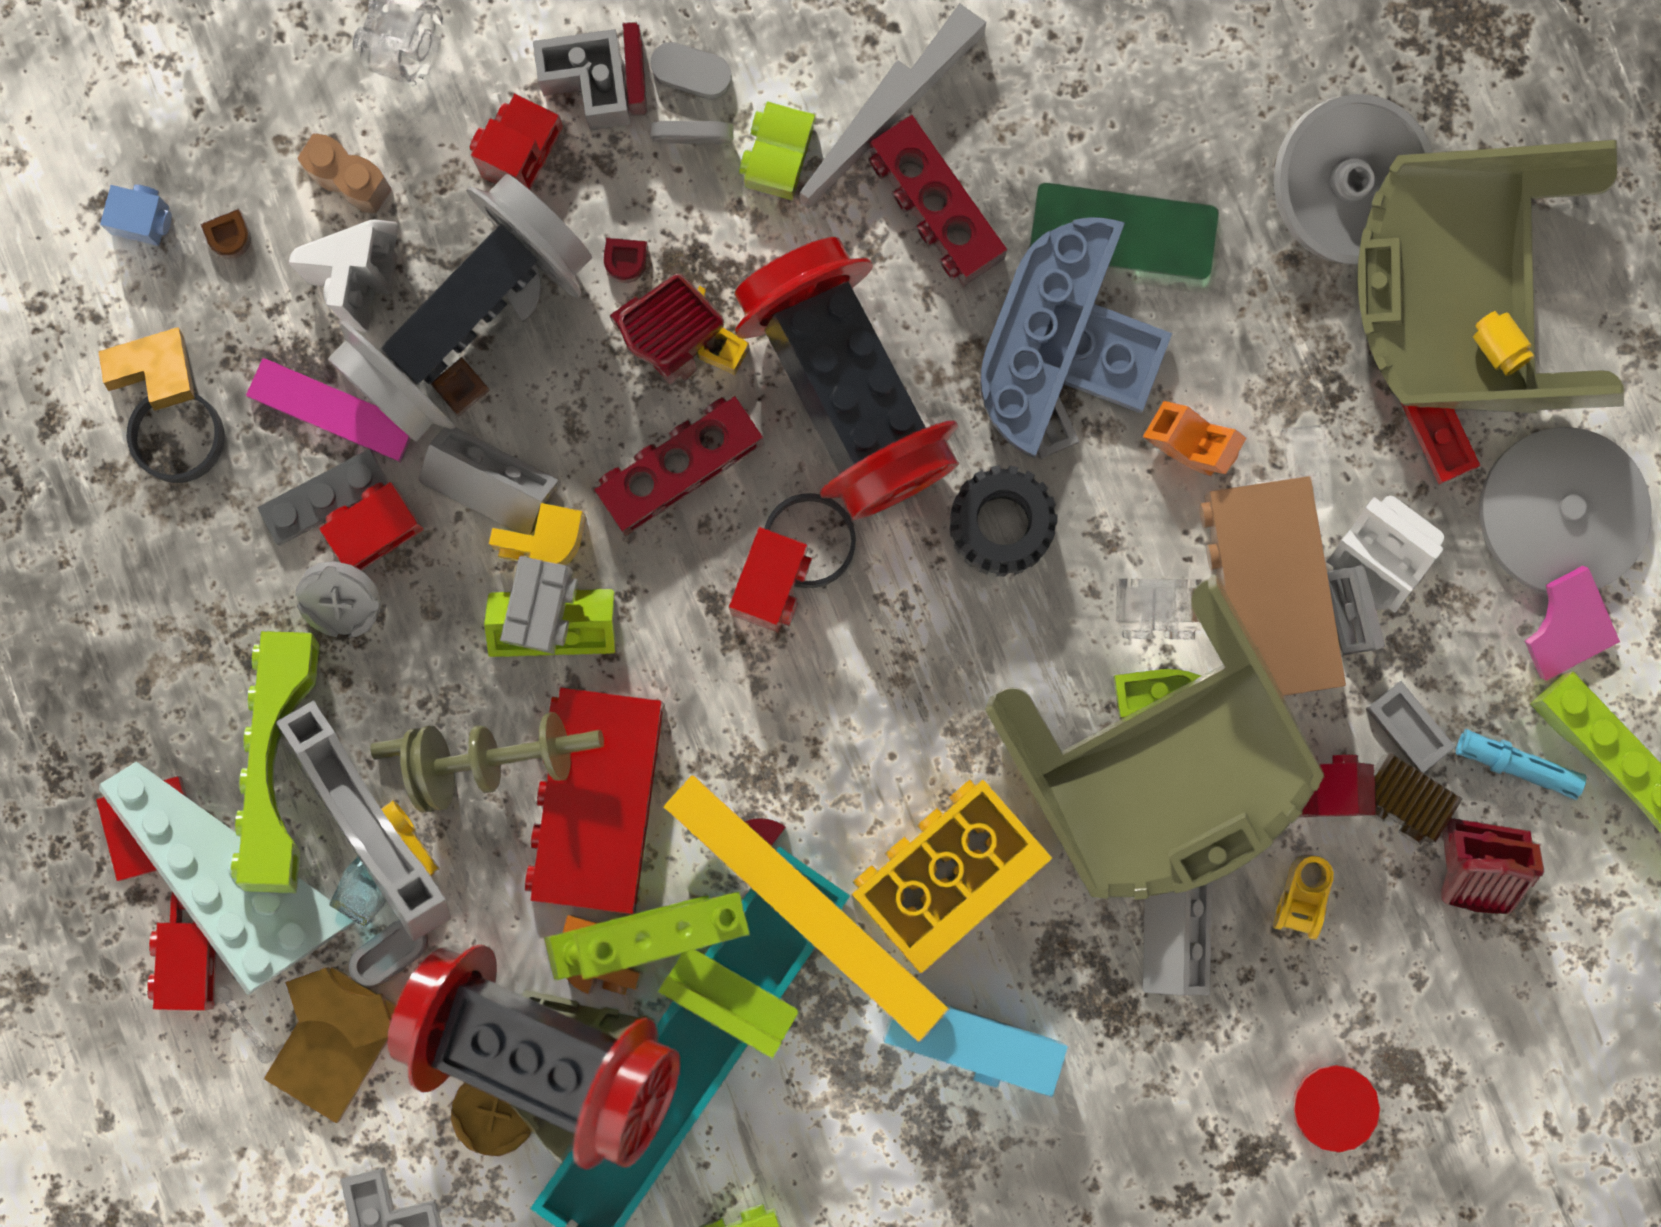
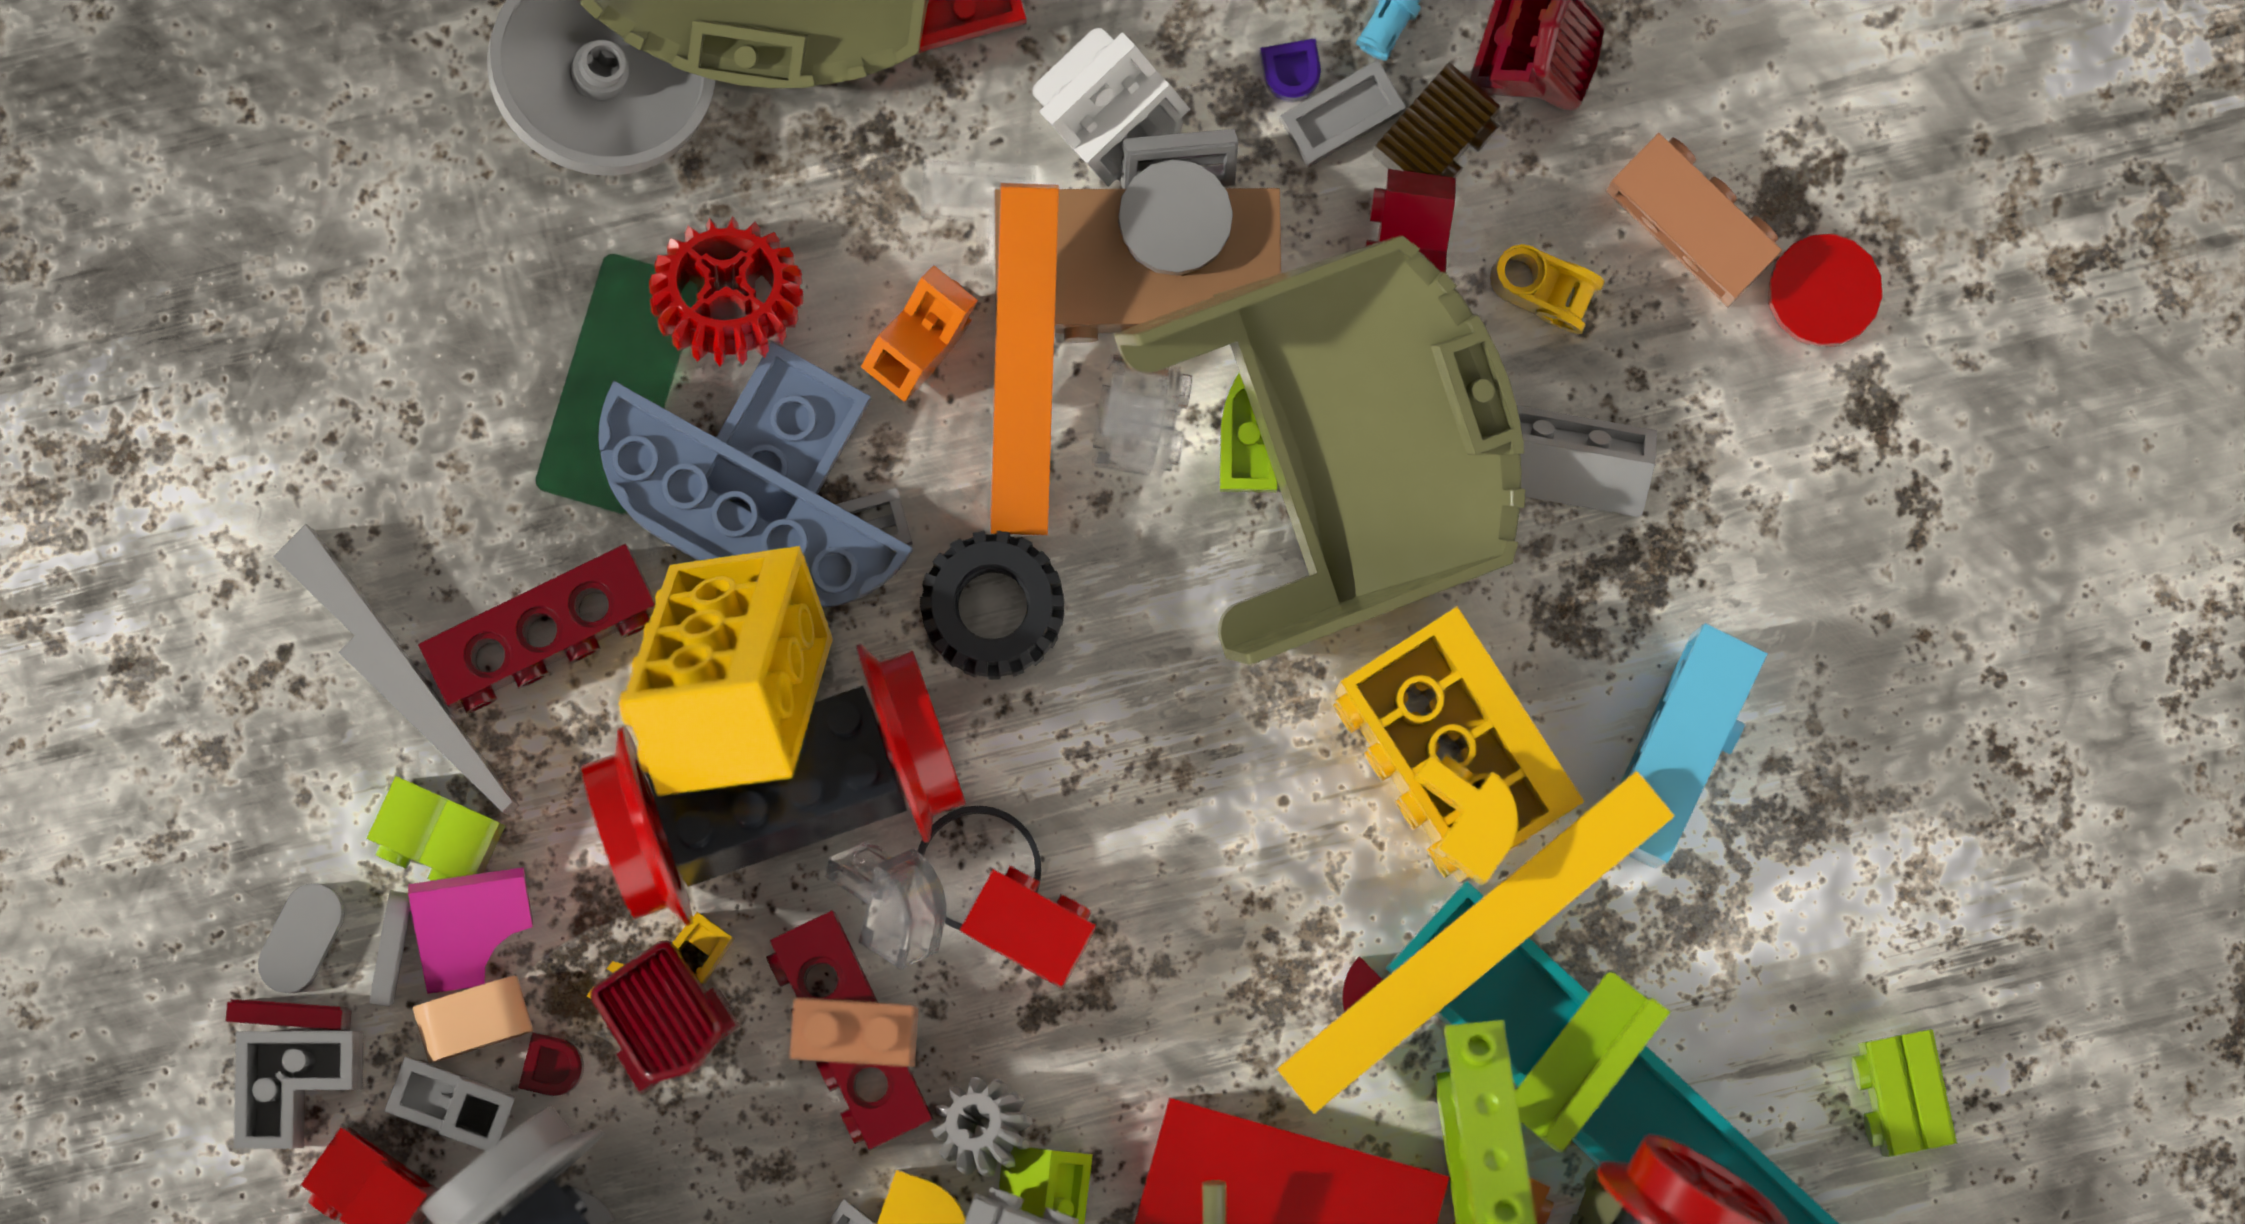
camera: 85 degrees left, 0 degrees up
(585, 195) = (450, 1103): none -> light grey brick
(626, 555) = (964, 1116): none -> light grey gear
(650, 197) = (472, 1019): none -> light nougat beam
(672, 460) = (854, 1032): none -> nougat brick
(717, 179) = (462, 923): none -> dark pink tile
(776, 486) = (902, 898): none -> clear brick
(894, 900) = (1486, 820): none -> yellow brick
(922, 330) = (727, 671): none -> yellow brick
(1188, 294) = (726, 312): none -> red gear
(1188, 514) = (1024, 358): none -> orange slope
(1311, 610) = (1175, 217): none -> light grey tile
(1374, 1001) = (1695, 218): none -> nougat brick
(1437, 685) = (1291, 69): none -> dark purple tile

